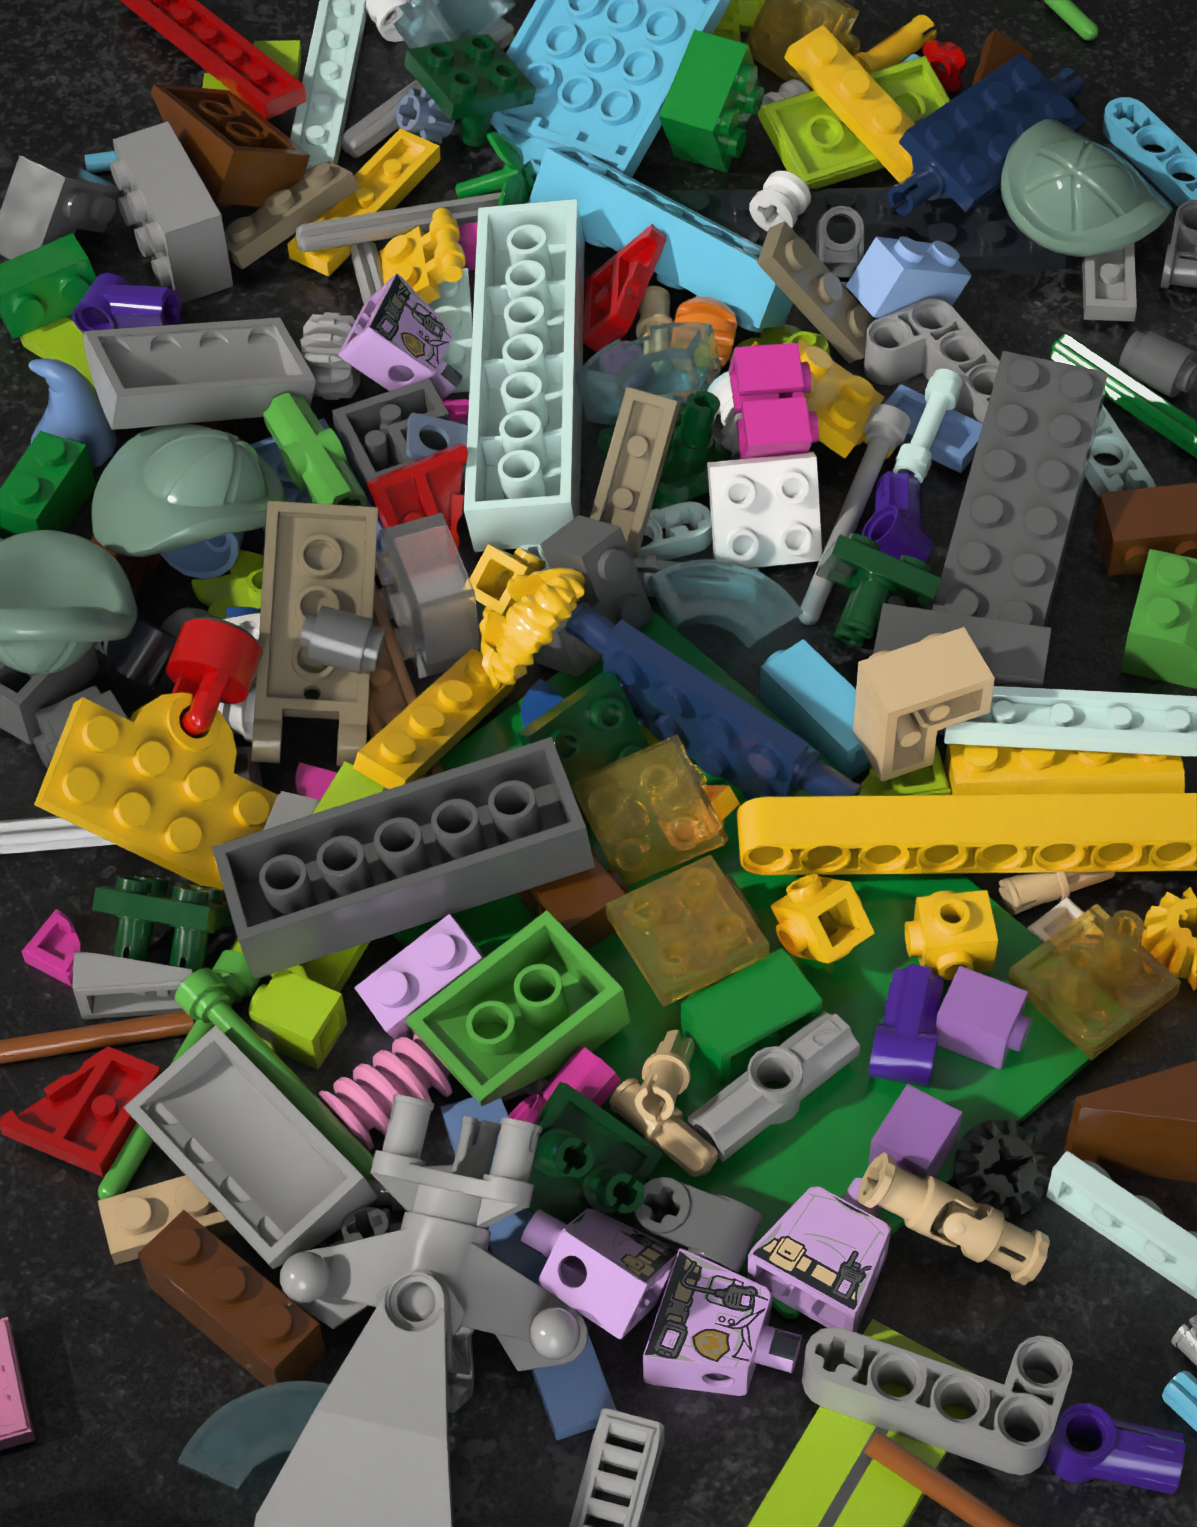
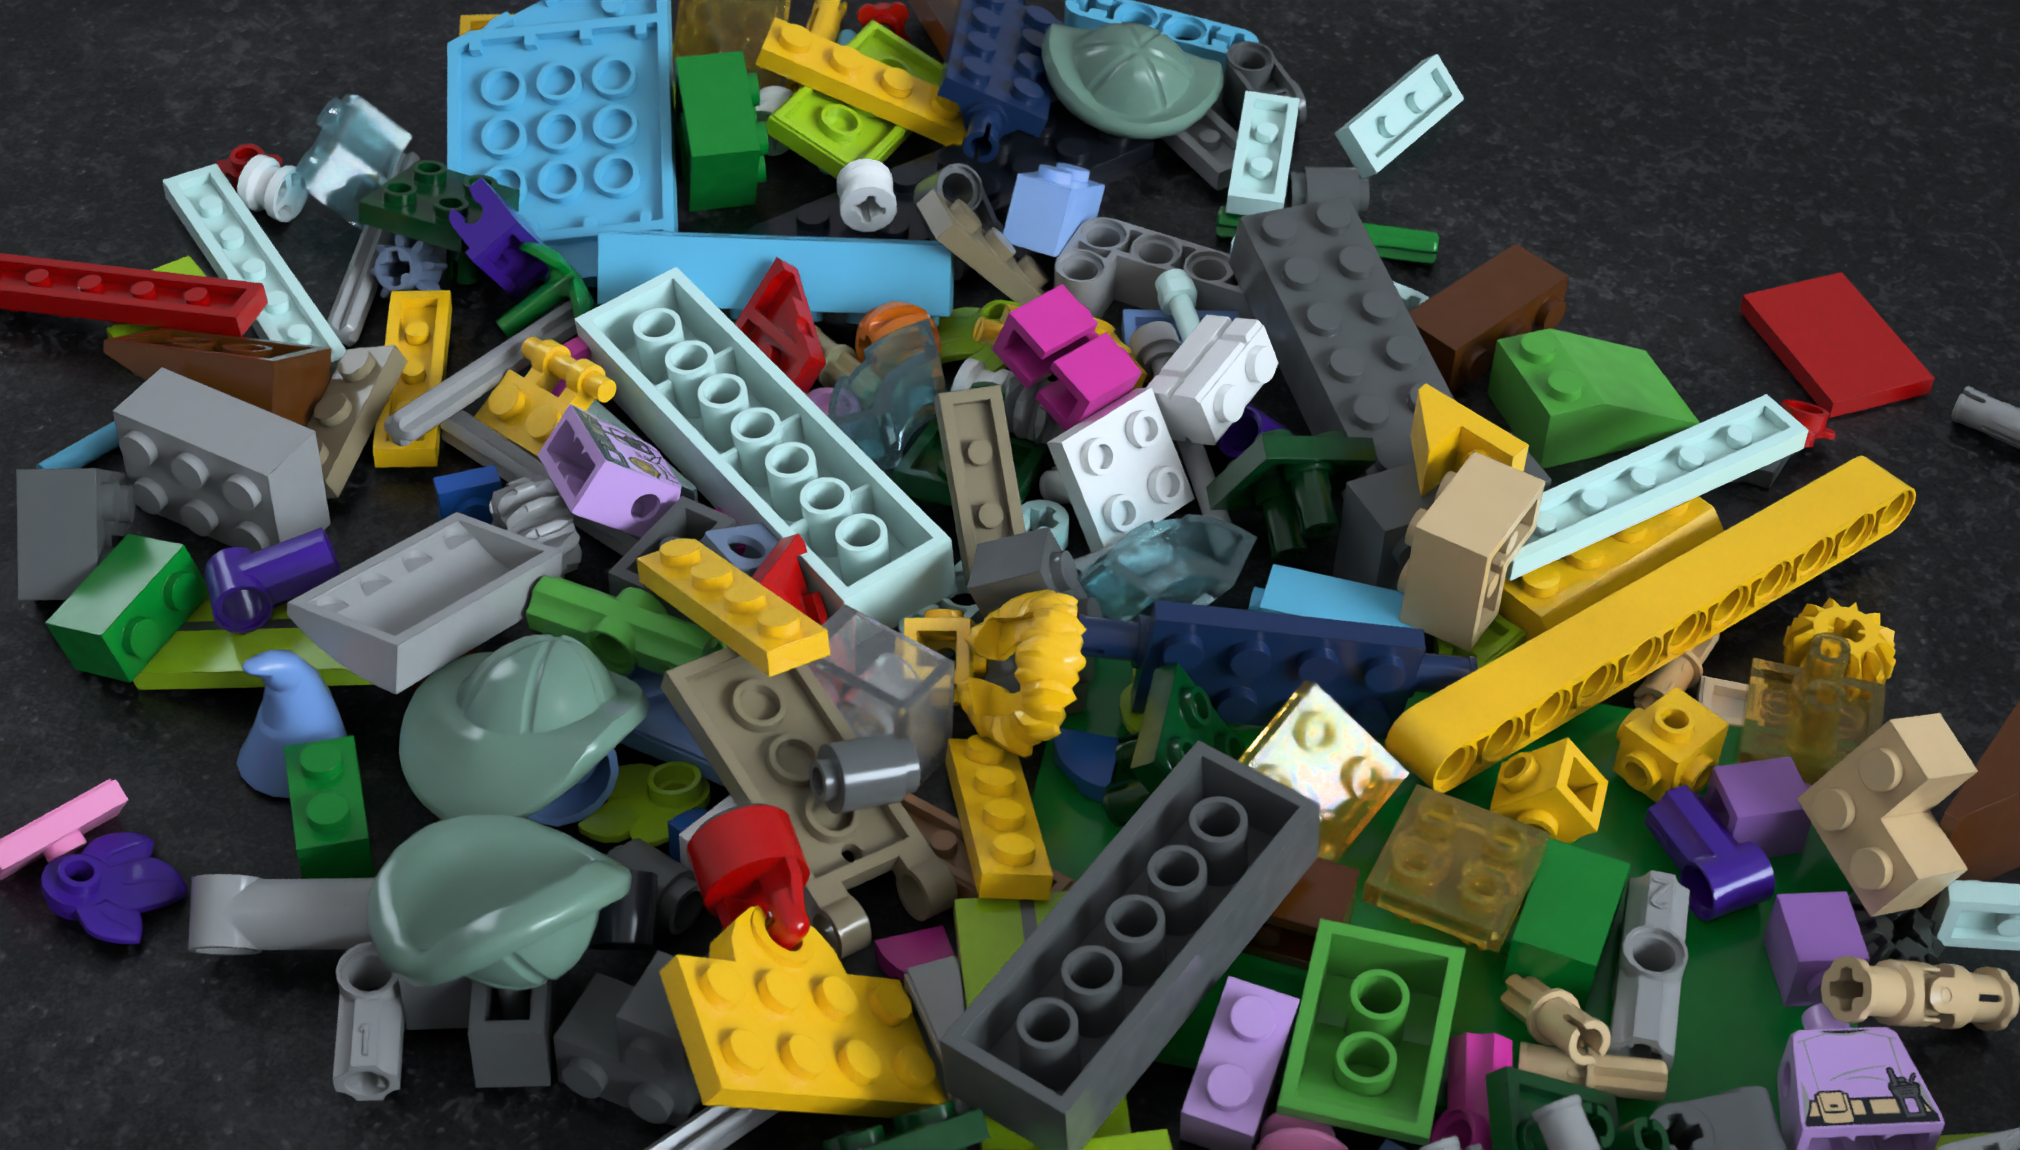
camera: 40 degrees left, 10 degrees down
(308, 301) = (467, 493): none -> blue plate
(358, 476) = (733, 606): none -> yellow plate
(485, 111) = (497, 239): none -> dark purple hinge
(880, 472) = (1213, 377): none -> white brick
(974, 605) = (1448, 434): none -> yellow slope
(1034, 1074) = (1879, 815): none -> tan brick
(1123, 306) = (1262, 153): none -> light aqua plate

